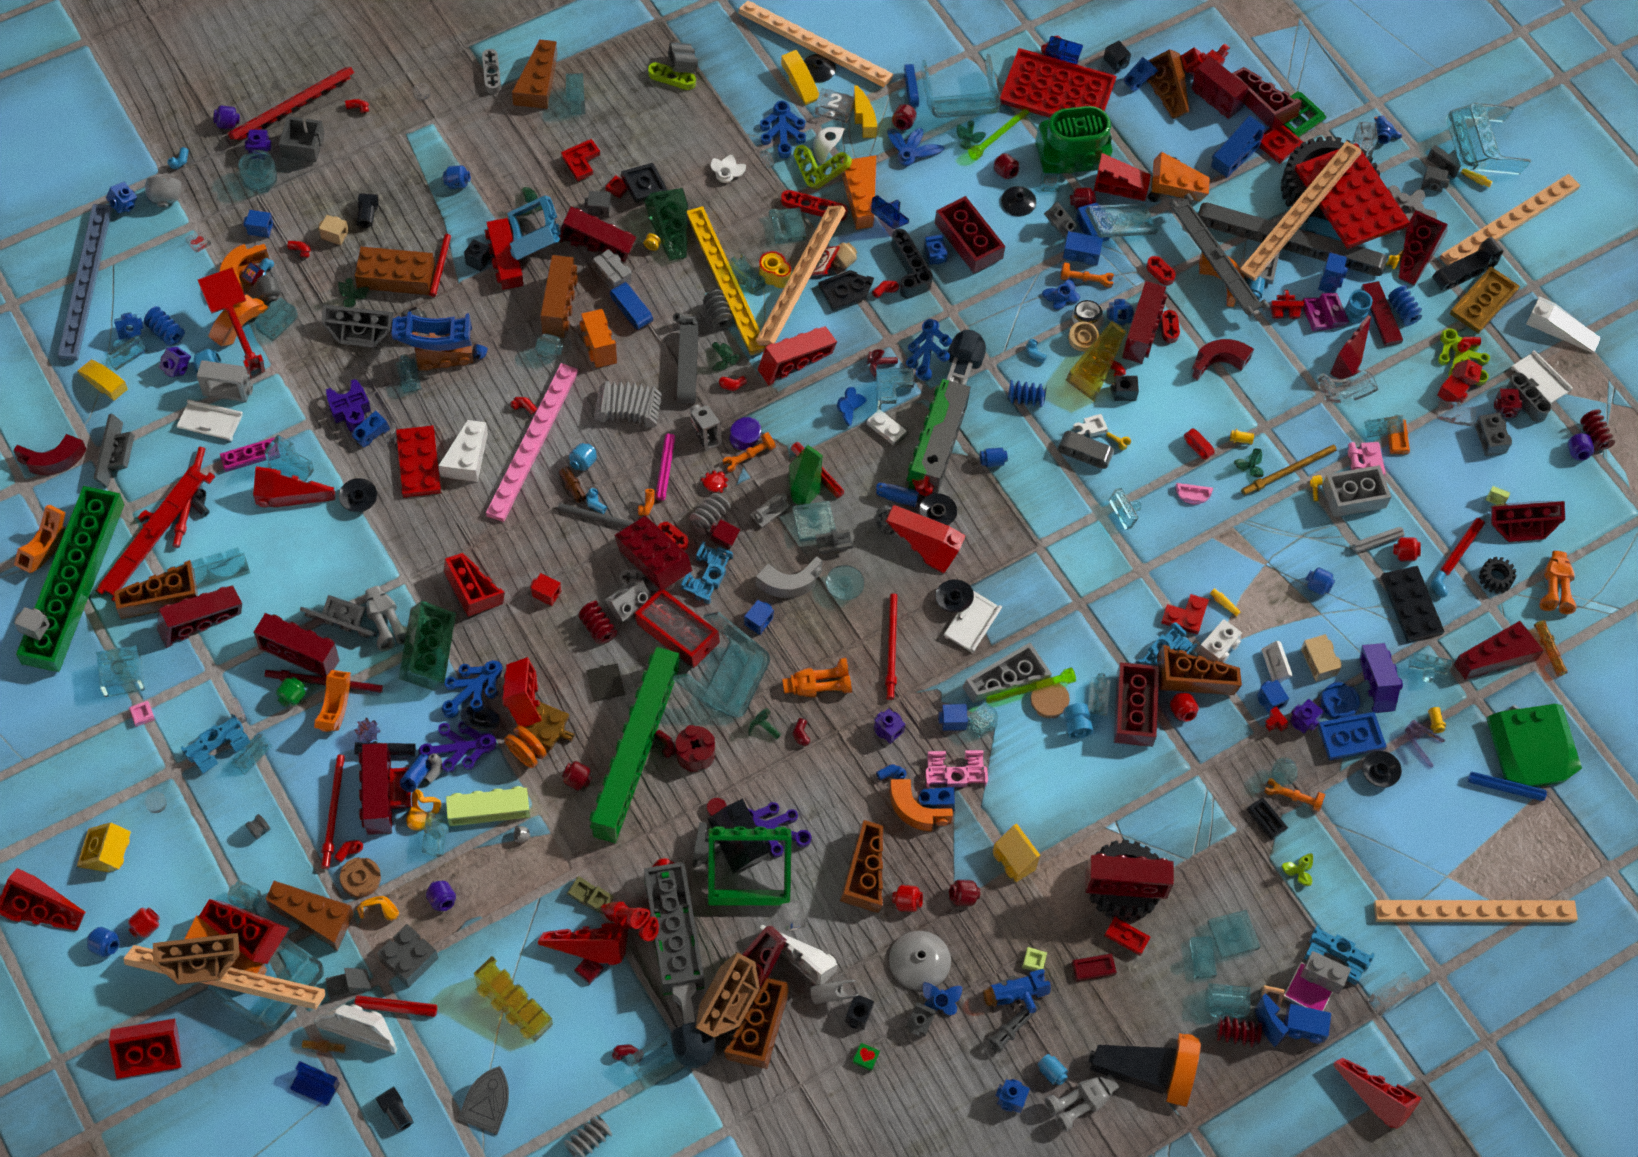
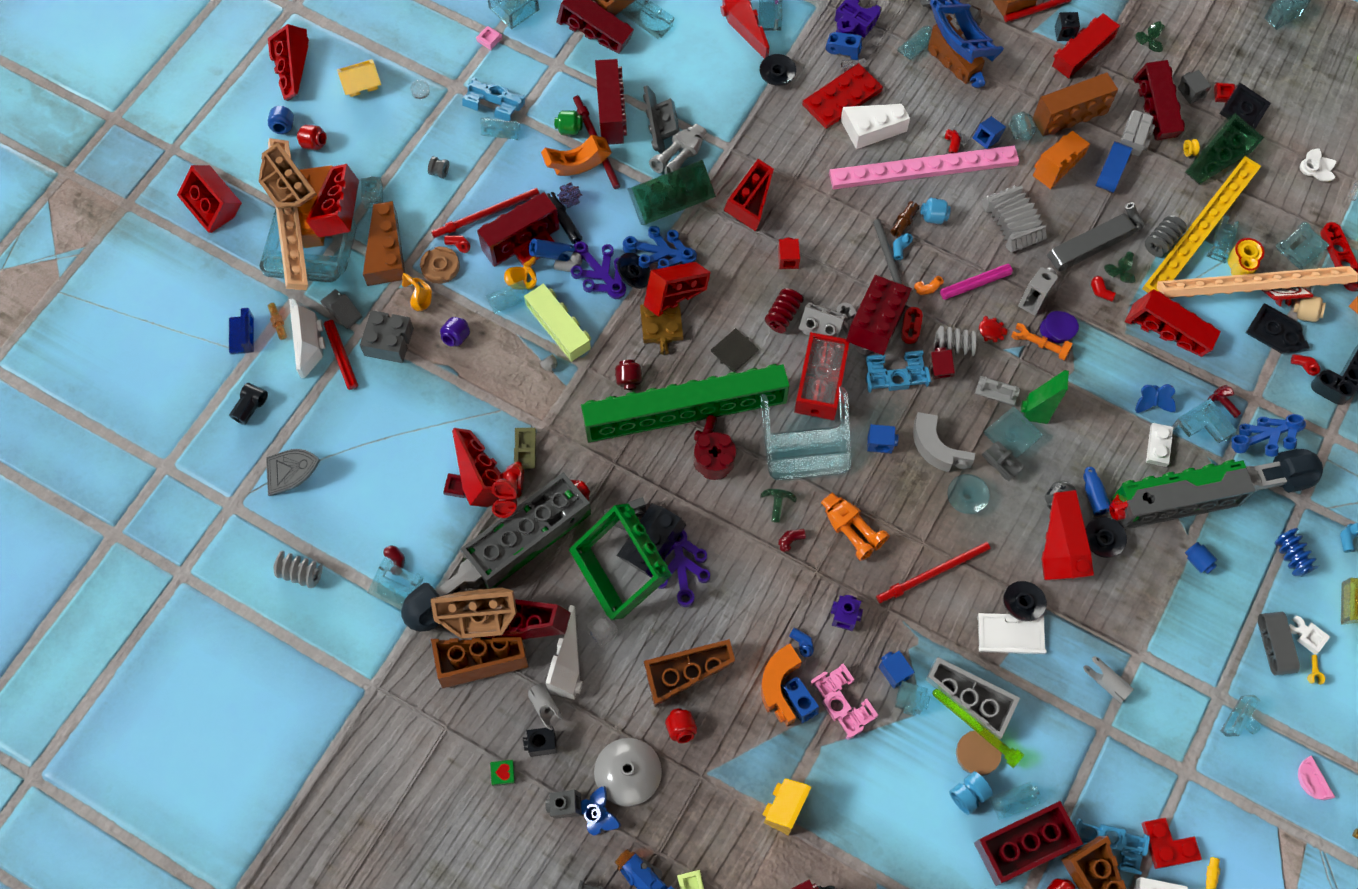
camera: 65 degrees right, 5 degrees up
(238, 710) = (530, 97): clear tile -> none
(511, 1000) = (389, 437): clear yellow wedge -> none
(525, 746) = (626, 317): orange wheel -> none
(537, 373) = (989, 132): none -> blue brick
(538, 239) = (1123, 57): dark azure window -> none
(577, 158) = (1227, 45): red plate -> none
(715, 805) = (672, 504): dark red tile -> none
(826, 478) = (1068, 408): red axle -> none
(964, 892) = (718, 777): dark red head -> none
(1049, 576) = (1109, 680): none -> light grey piece

